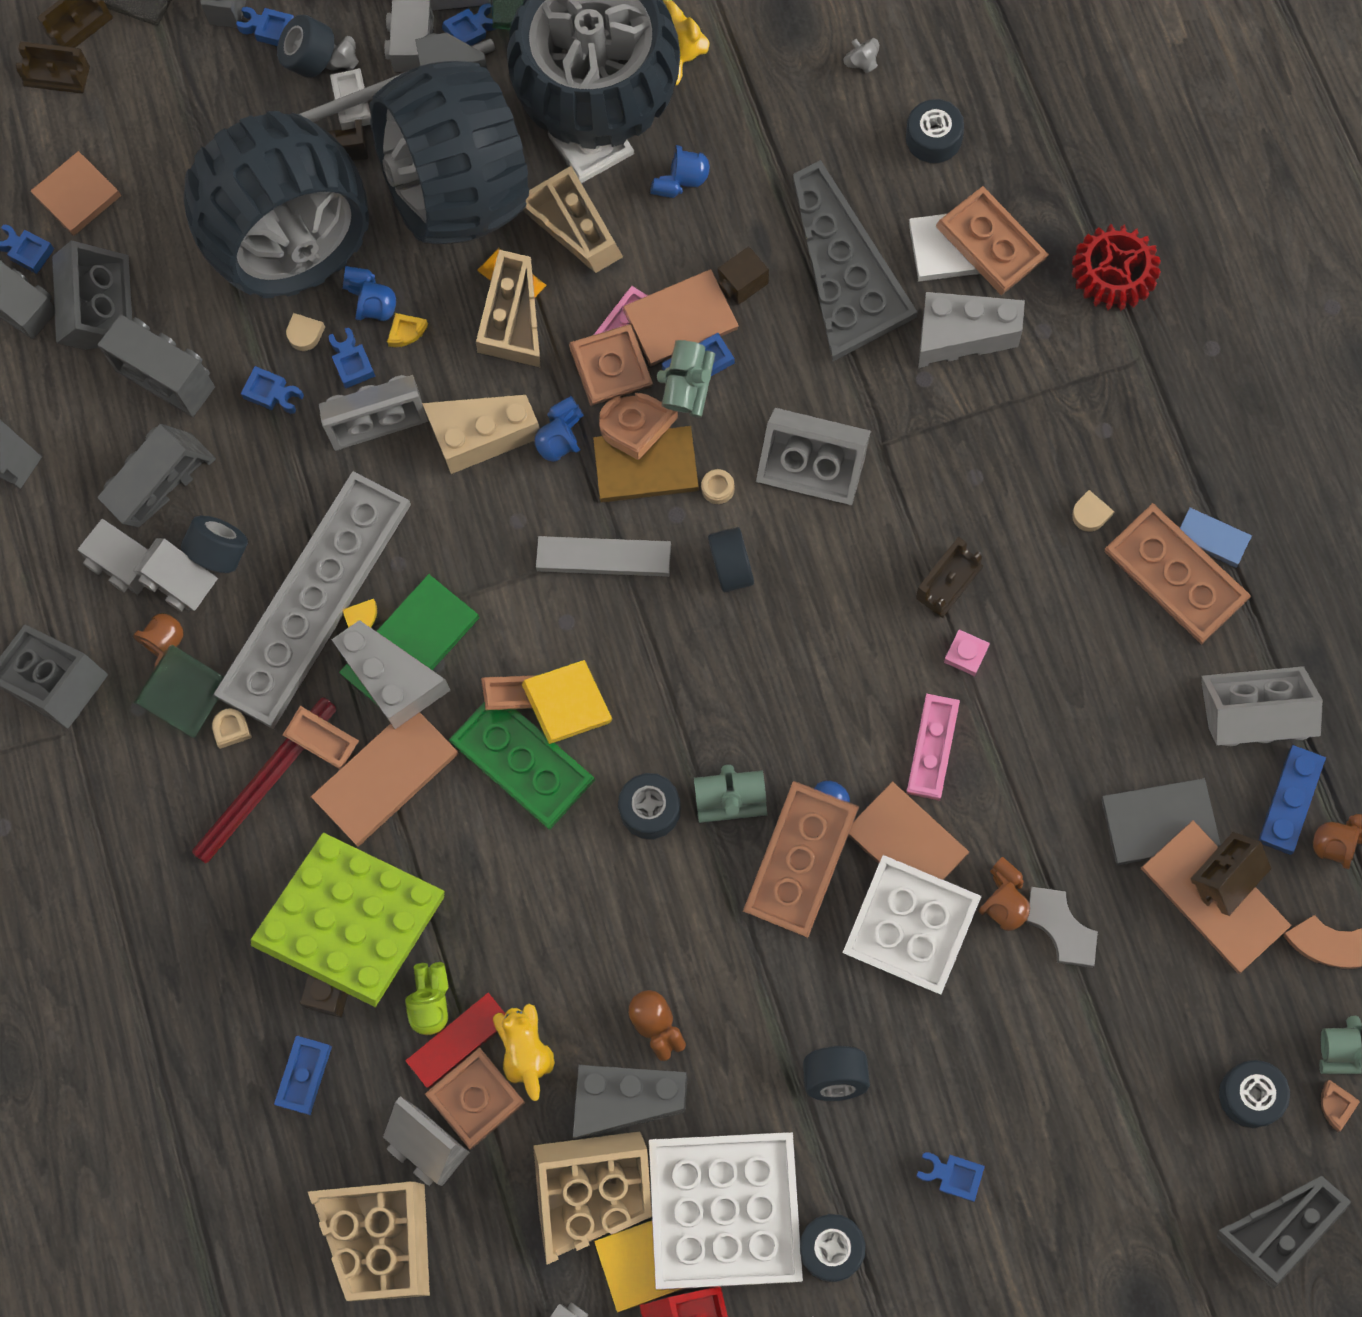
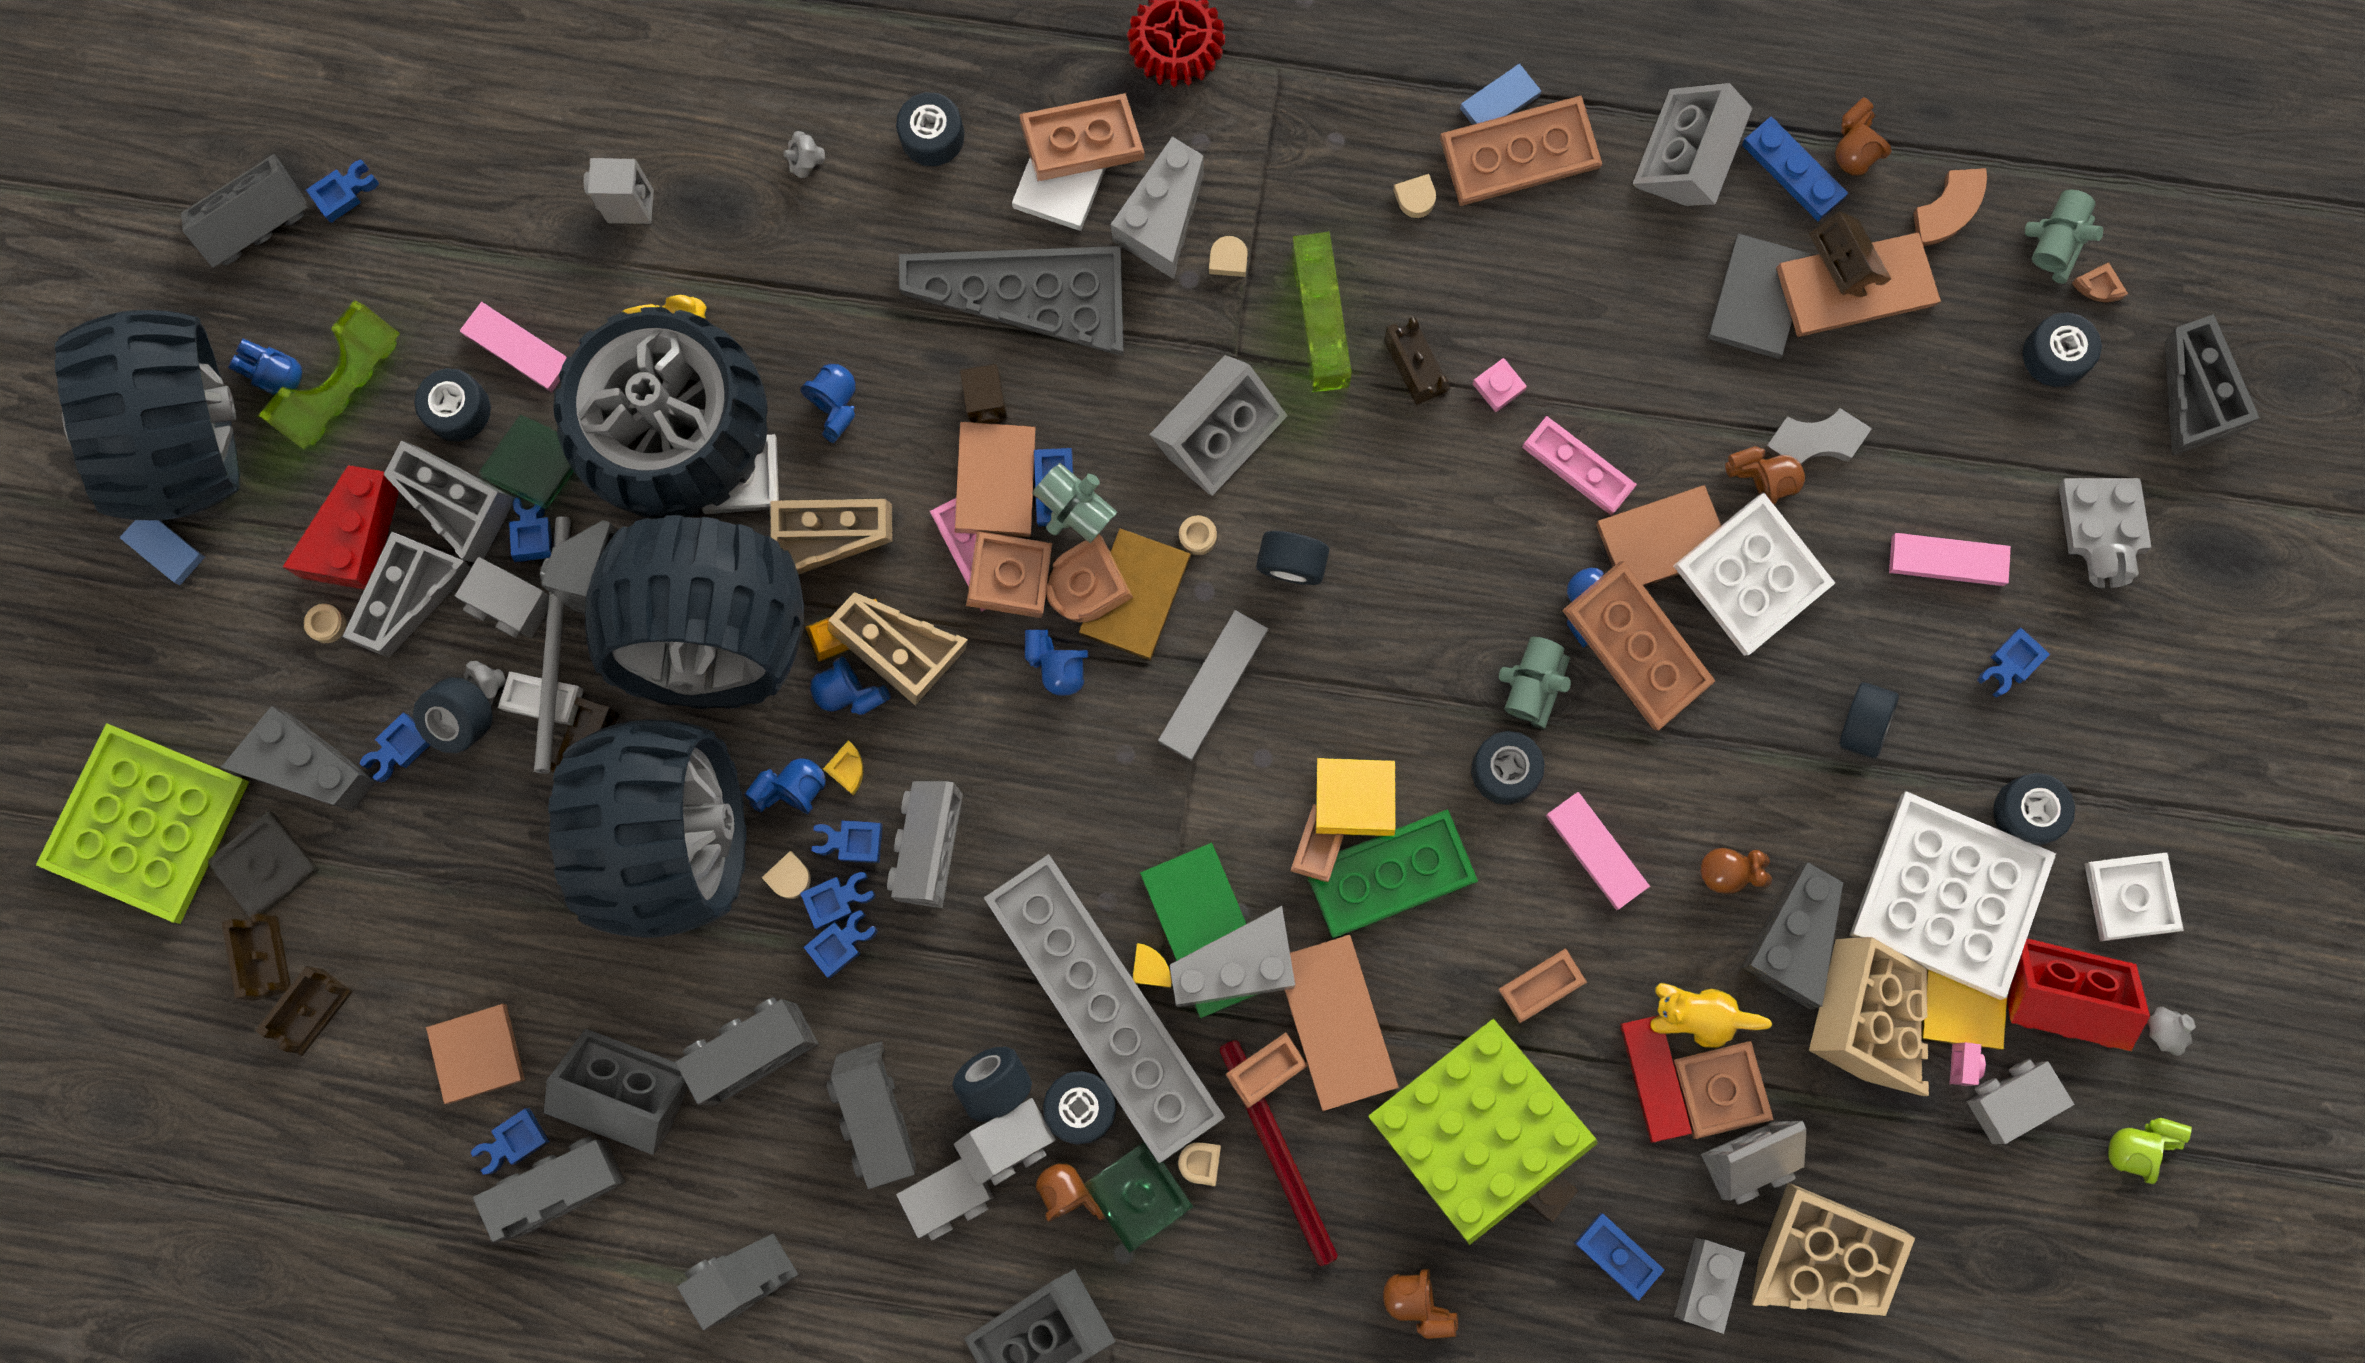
camera: 65 degrees left, 5 degrees up
(197, 933) = (1412, 1300): none -> dark orange piece
(237, 626) = (1092, 1111): none -> black wheel
(300, 369) = (832, 901): none -> blue plate
(311, 1154) = (1709, 1285): none -> light grey brick
(428, 1005) = (1606, 1089): lime piece -> none
(462, 294) = (840, 687): none -> blue piece
(480, 428) = (1008, 742): tan wedge -> none
(489, 917) = (1542, 985): none -> nougat tile
(588, 1286) = (1966, 1064): none -> bright pink plate
(619, 910) = (1597, 851): none -> bright pink tile
(925, 497) = (1322, 312): none -> clear neon green arch
(957, 397) = (1228, 257): none -> tan tile
(1016, 1084) = (1949, 559): none -> bright pink tile
(1117, 1202) = (2106, 526): none -> light grey plate

